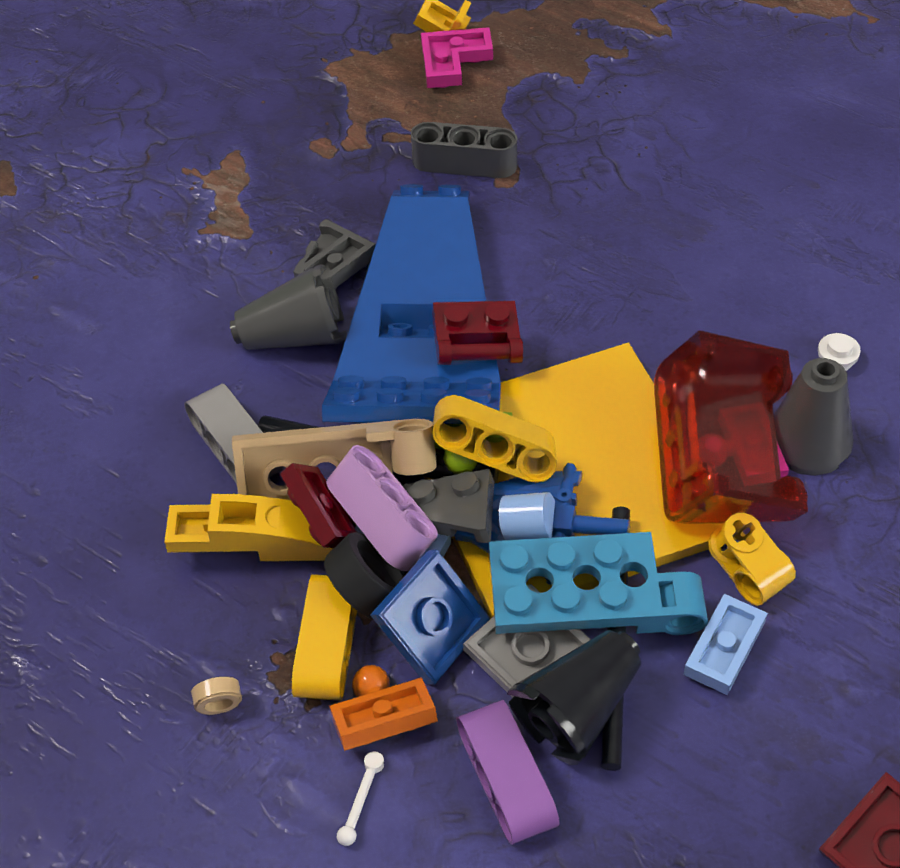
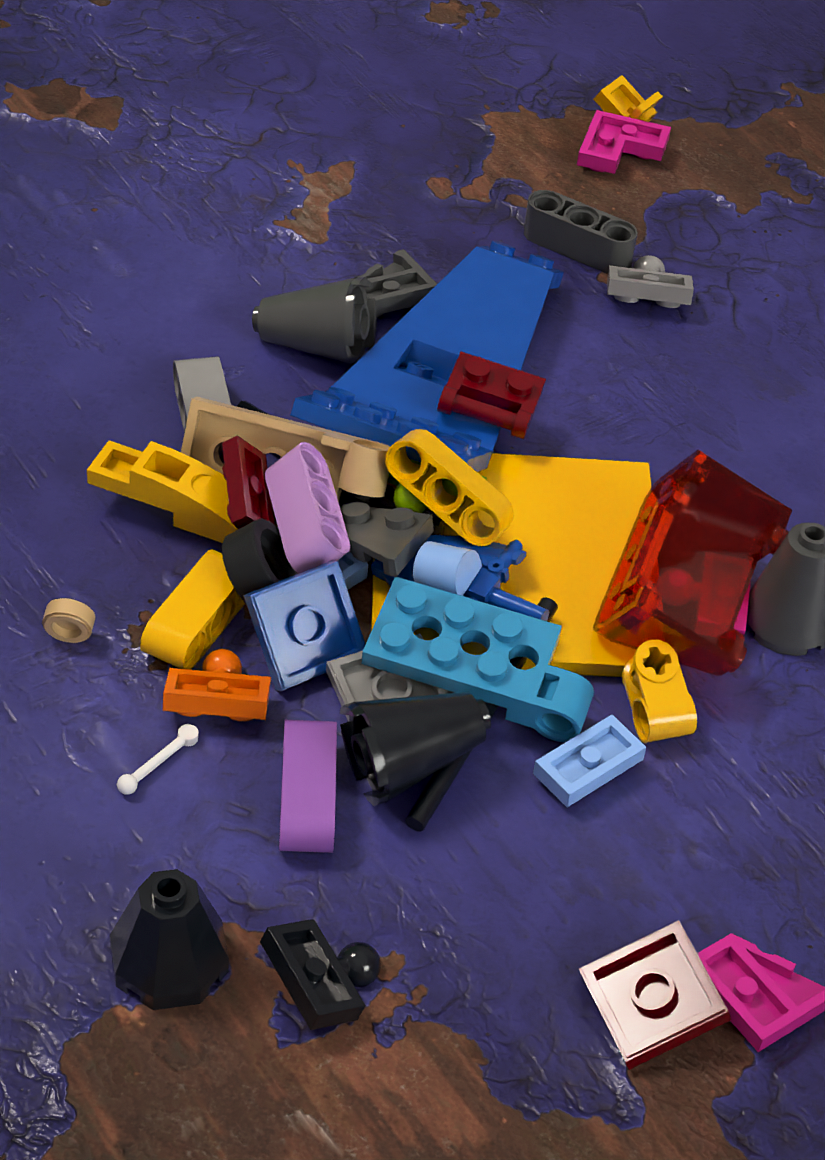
camera: 15 degrees right, 5 degrees down
(541, 176) = (649, 282): none -> light grey plate

